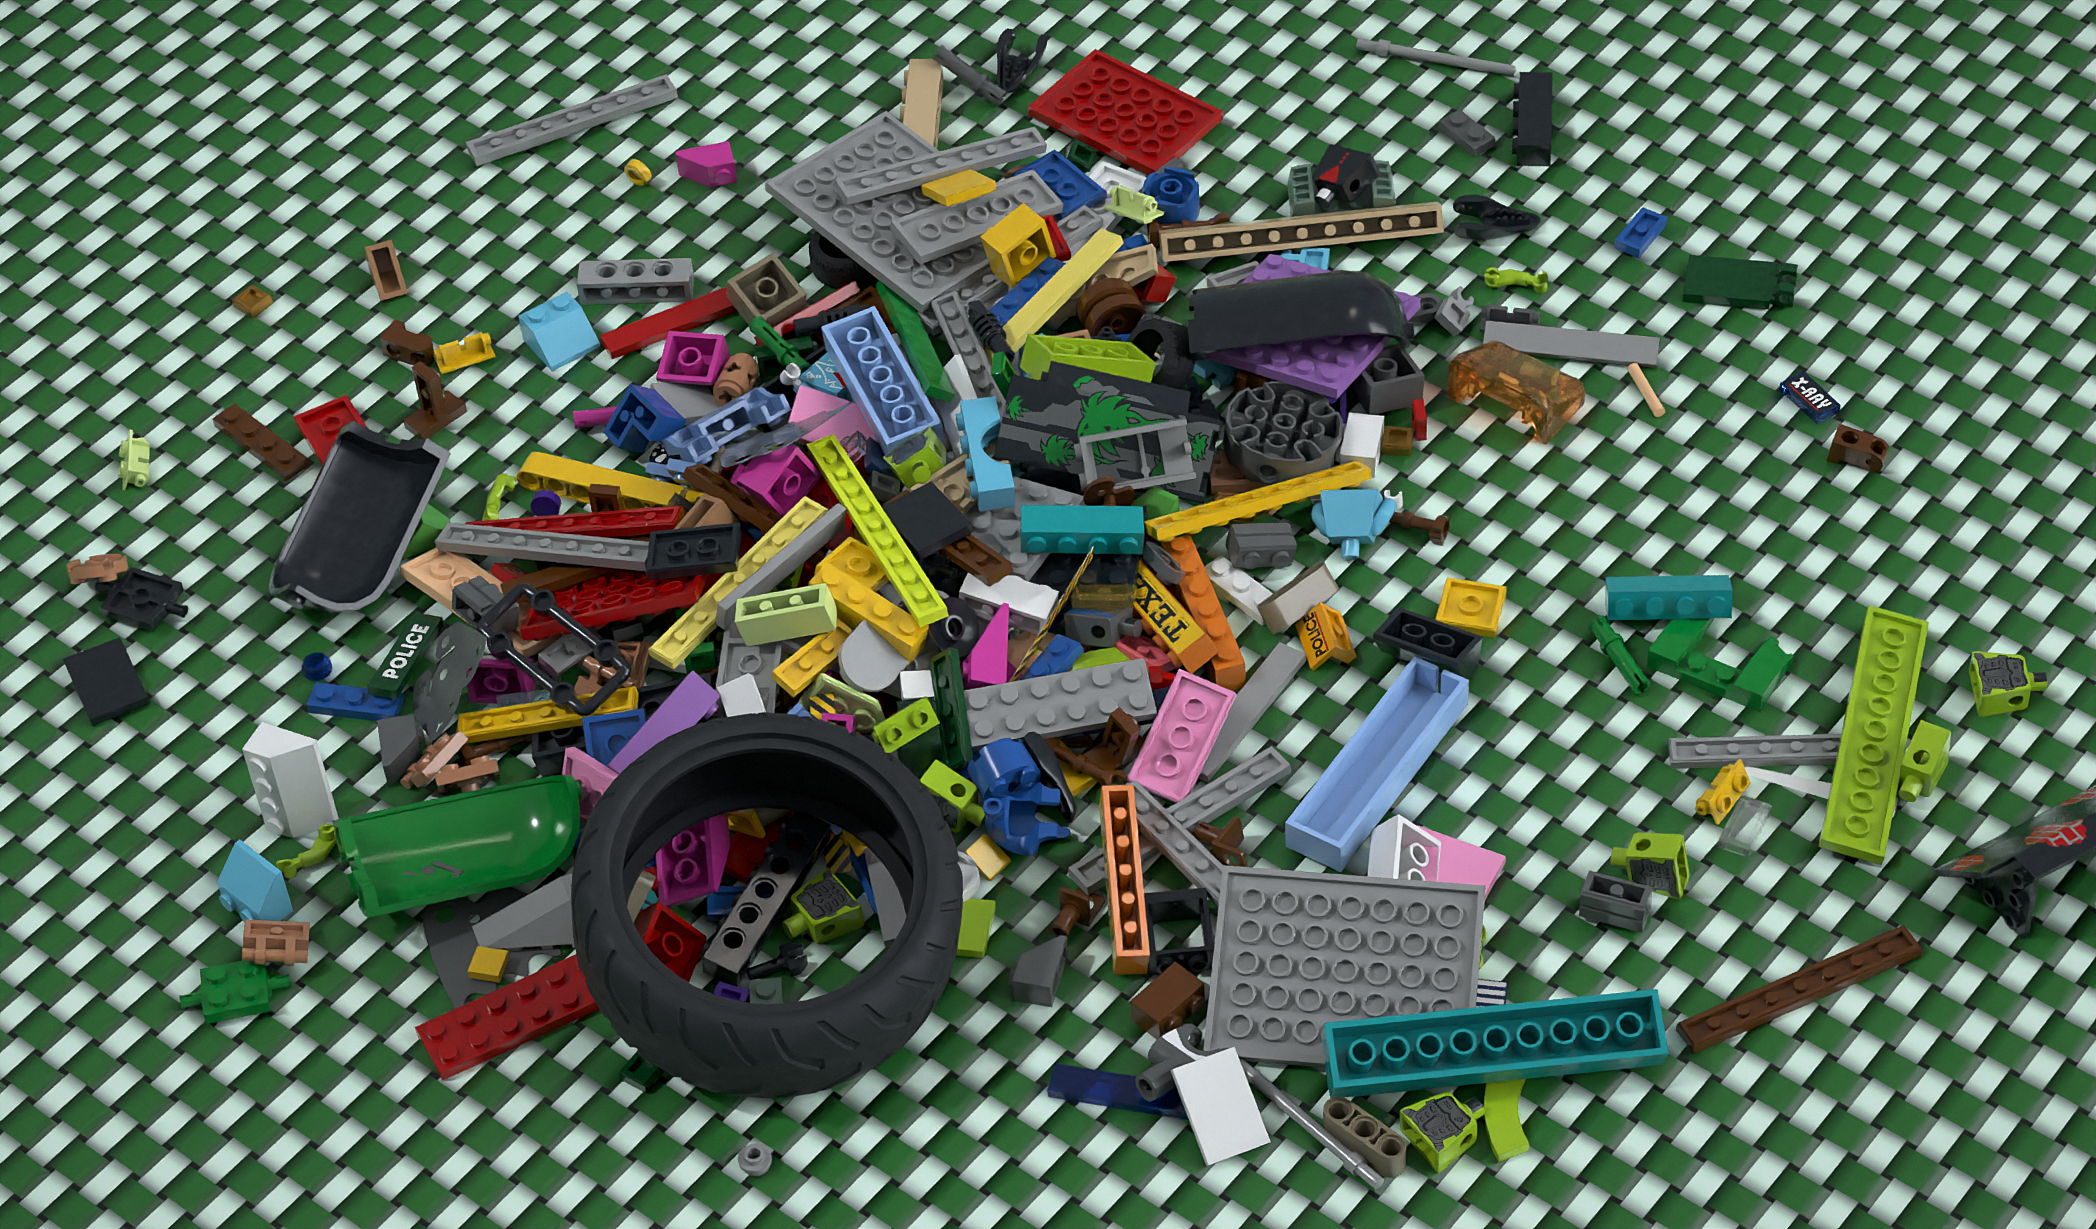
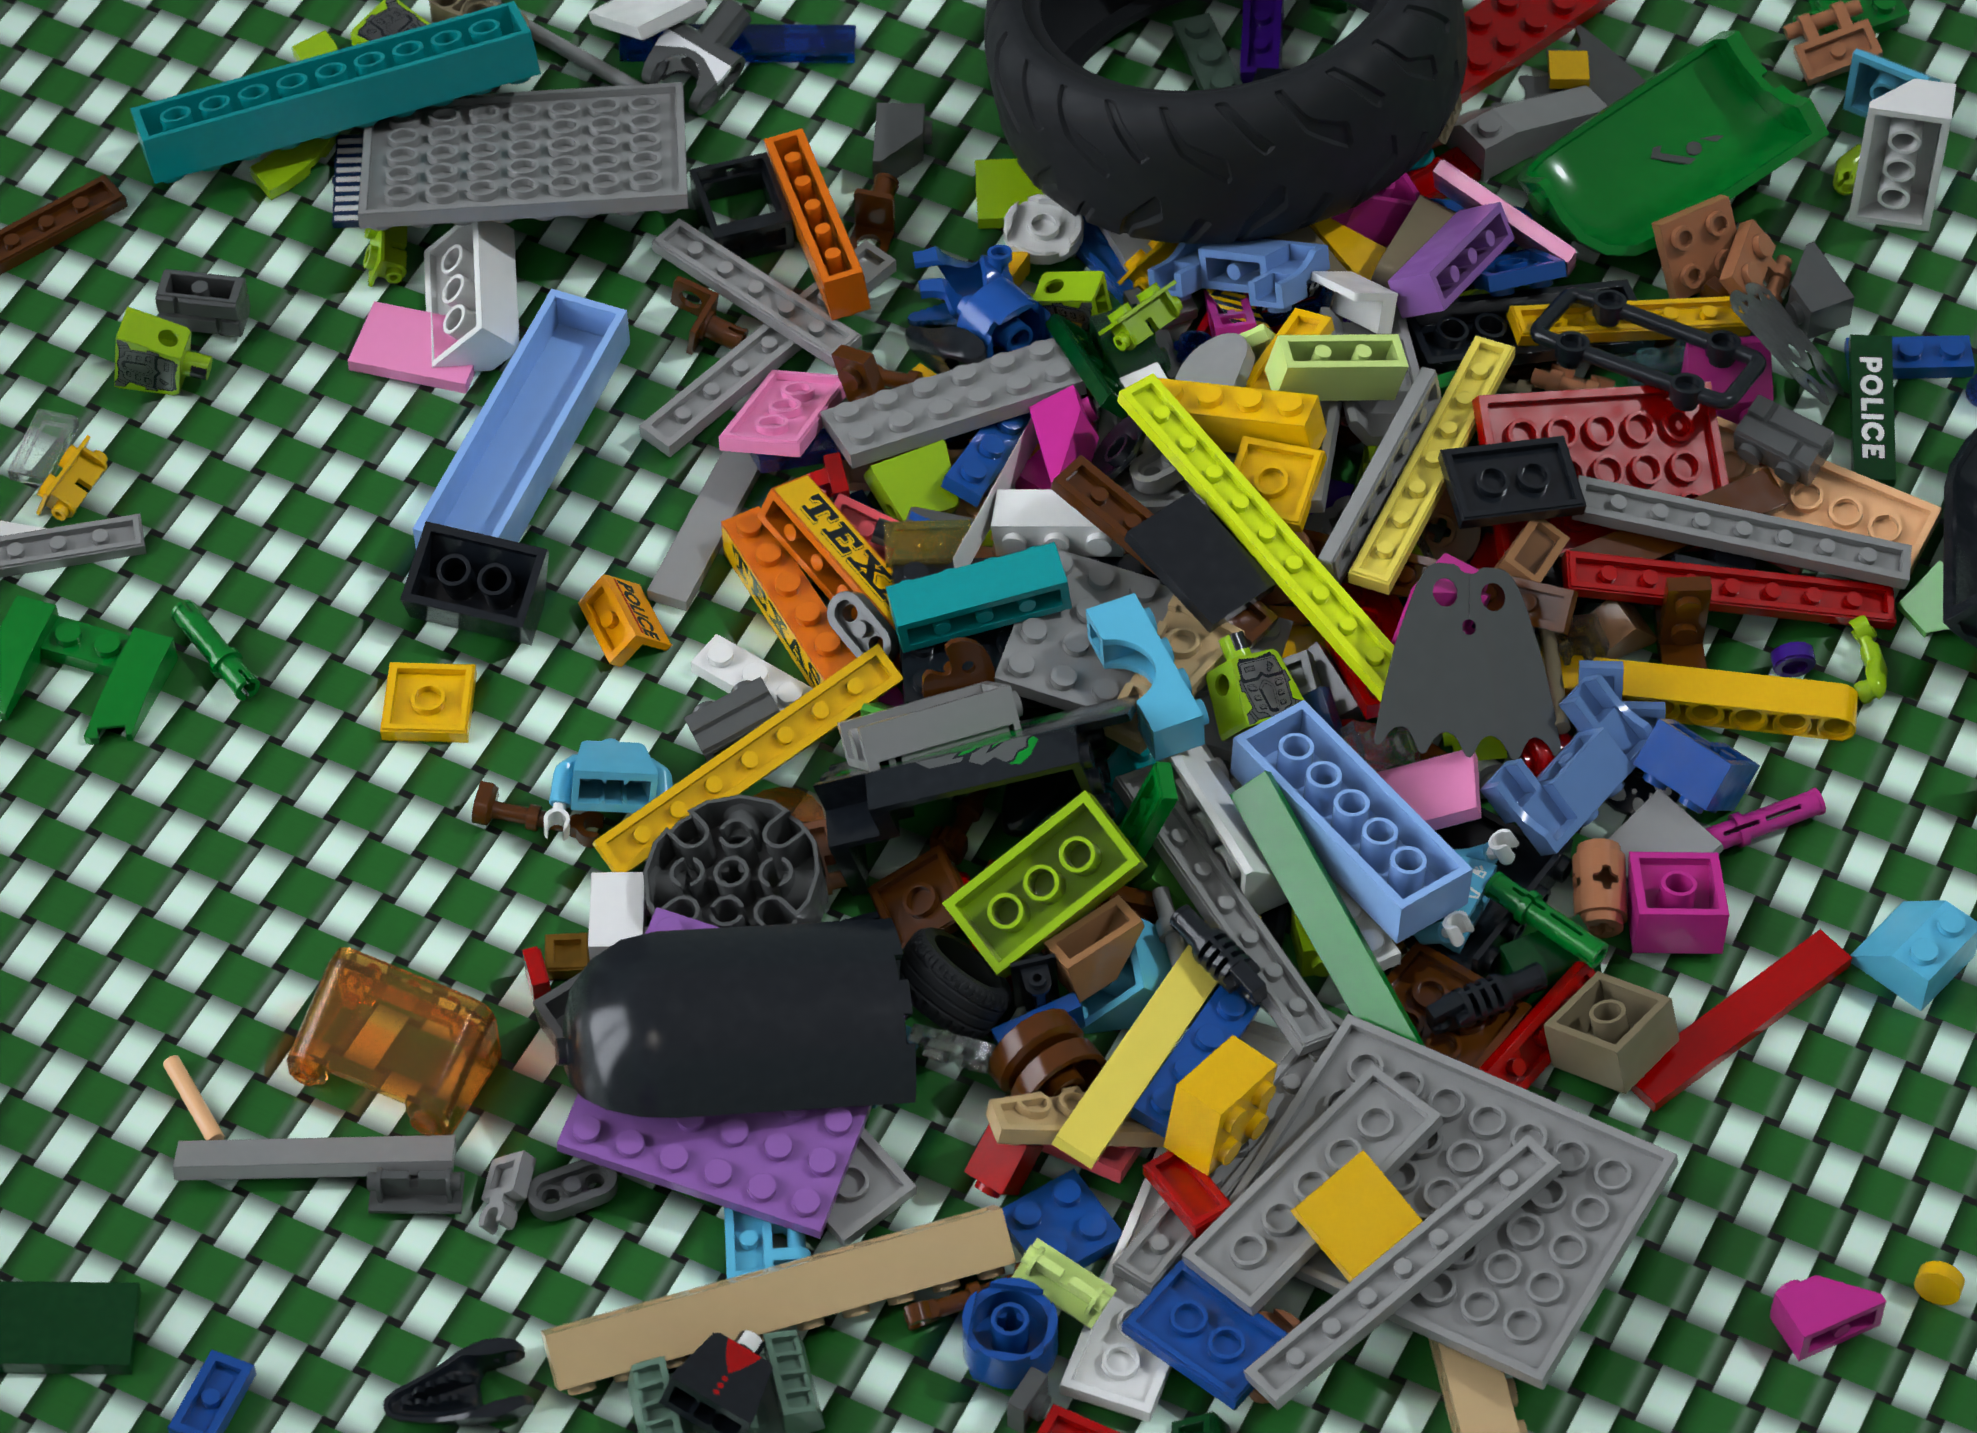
camera: 165 degrees right, 5 degrees up
(635, 281) = (1859, 1044): light grey brick -> none
(1167, 1001) = (736, 126): reddish brown brick -> none
(1297, 598) = (653, 659): beam -> none
(1496, 278) = (421, 1288): lime arm -> none
(1668, 597) = (147, 724): teal brick -> none

